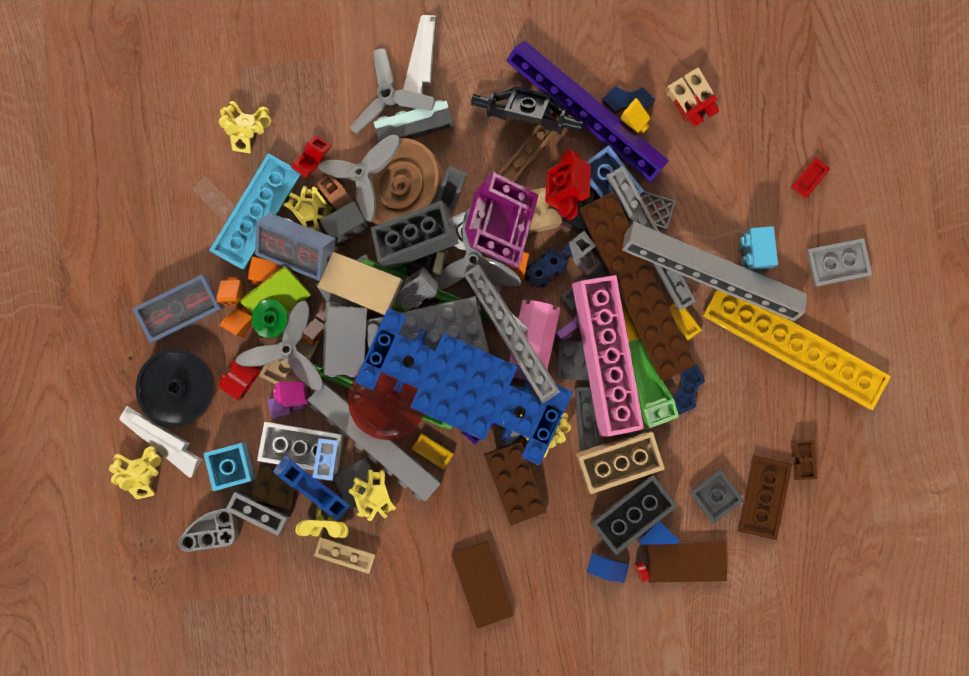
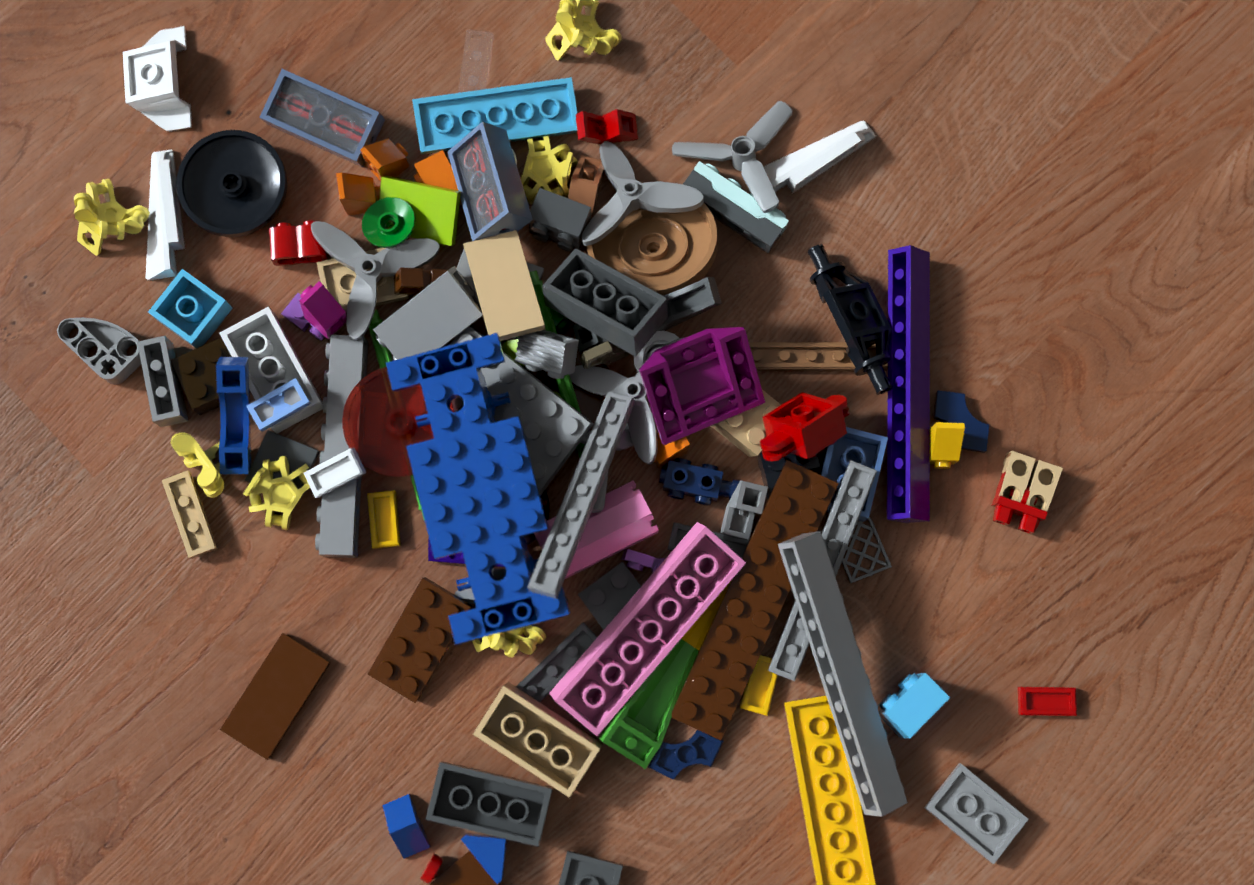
camera: 45 degrees right, 5 degrees down
(77, 385) = (153, 80): none -> white piece
(388, 457) = (335, 472): none -> white tile

